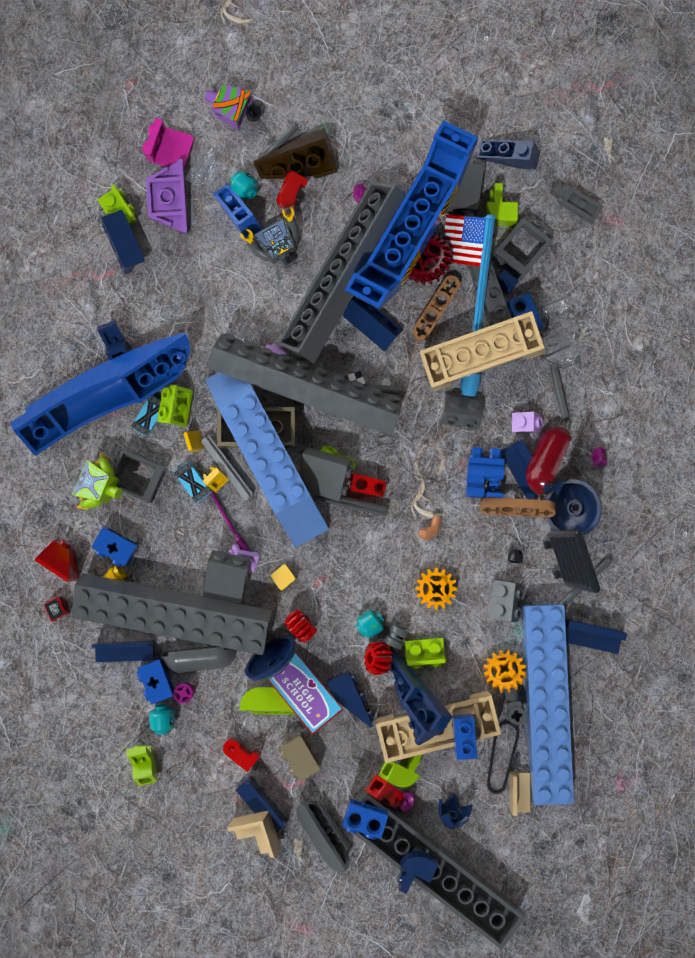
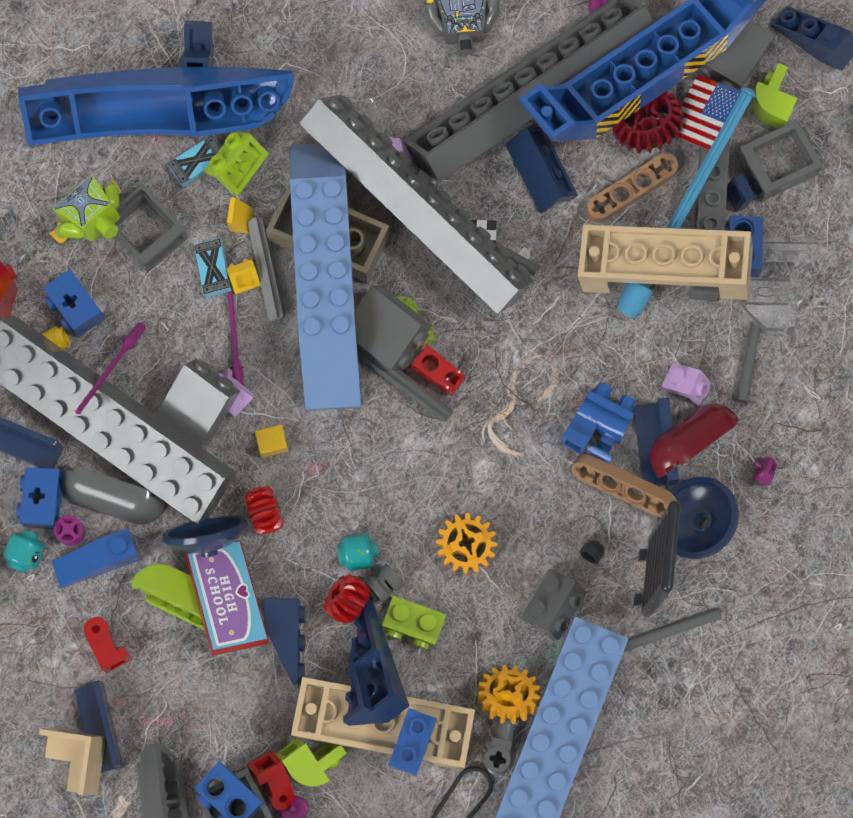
camera: 20 degrees right, 10 degrees down
(163, 557) = (128, 343): none -> magenta piece
(209, 702) = (97, 558): none -> blue slope
(301, 759) = (180, 684): dark tan piece -> none
(432, 530) = (495, 468): nougat arm -> none
(462, 411) = (607, 332): dark grey bracket -> none
(594, 636) = (651, 704): dark blue panel -> none

